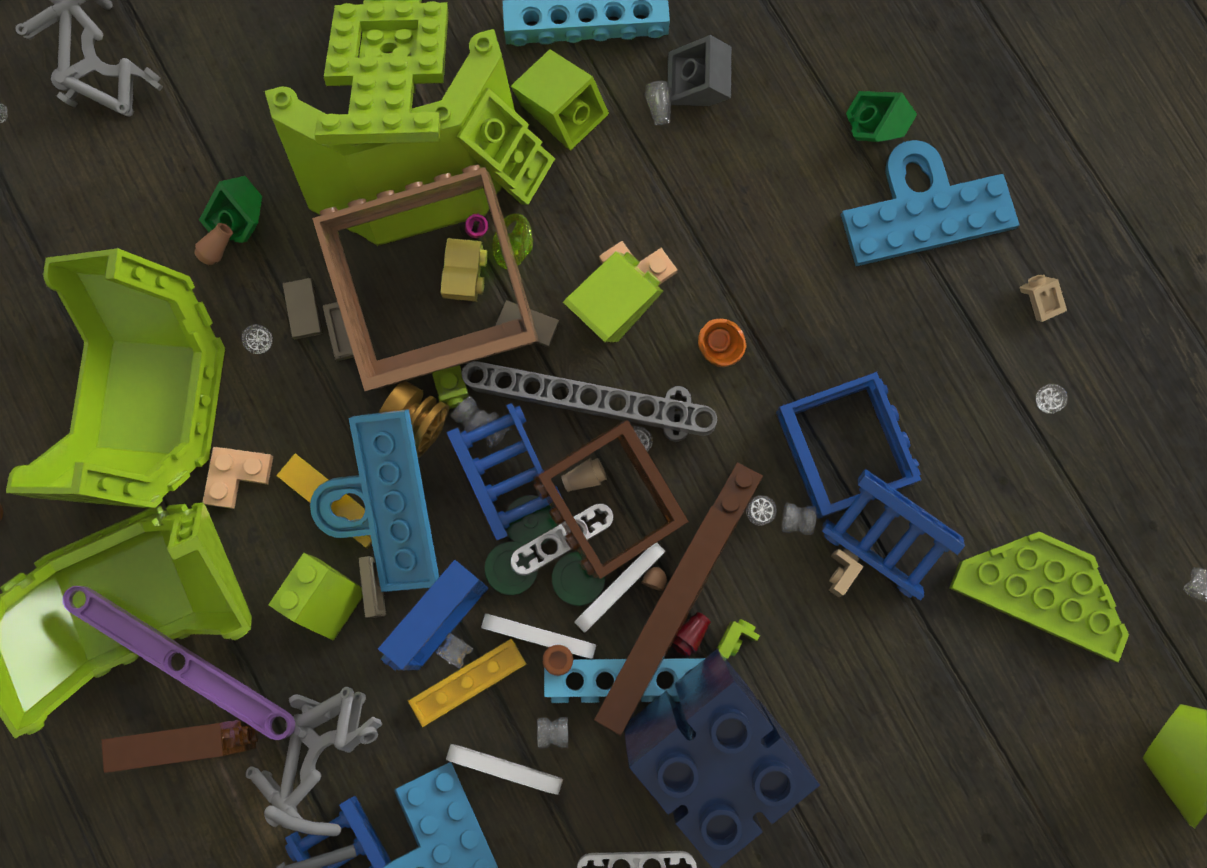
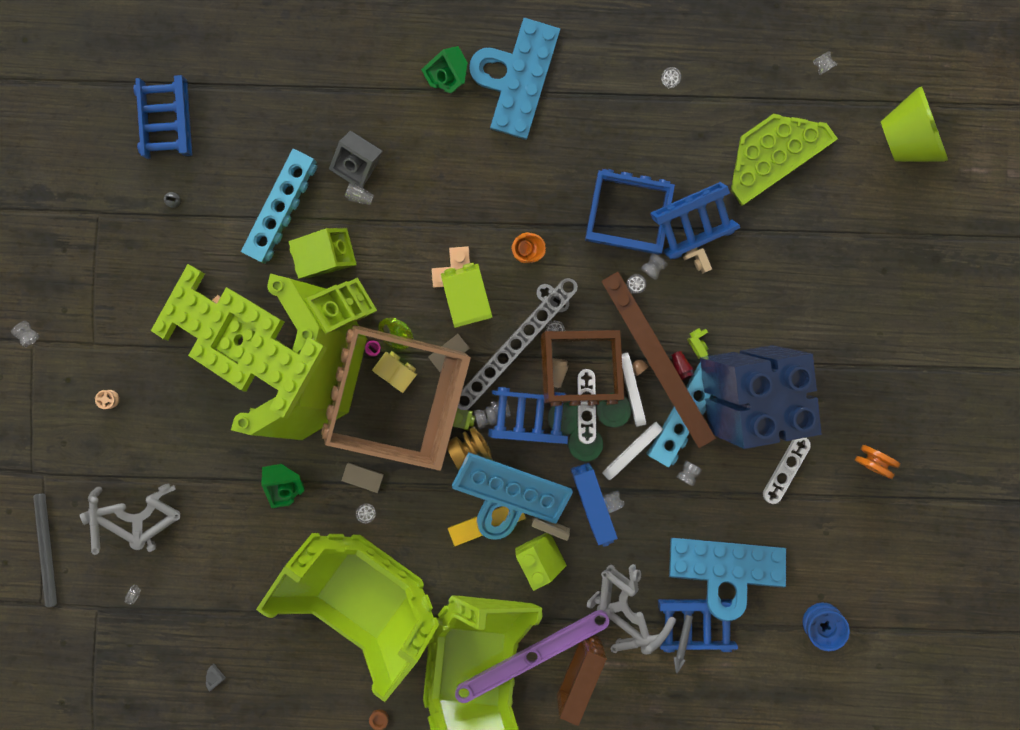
camera: 55 degrees left, 10 degrees up
(212, 246) = (295, 509): nougat cone -> none
(228, 469) = (434, 572): light nougat plate -> none
(337, 332) = (389, 465): dark tan tile -> none
(467, 682) = (634, 504): yellow tile -> none
(504, 769) = (693, 511): white beam -> none
(557, 660) = (653, 448): dark orange tile -> none
(1044, 296) = (611, 42): tan bracket -> none

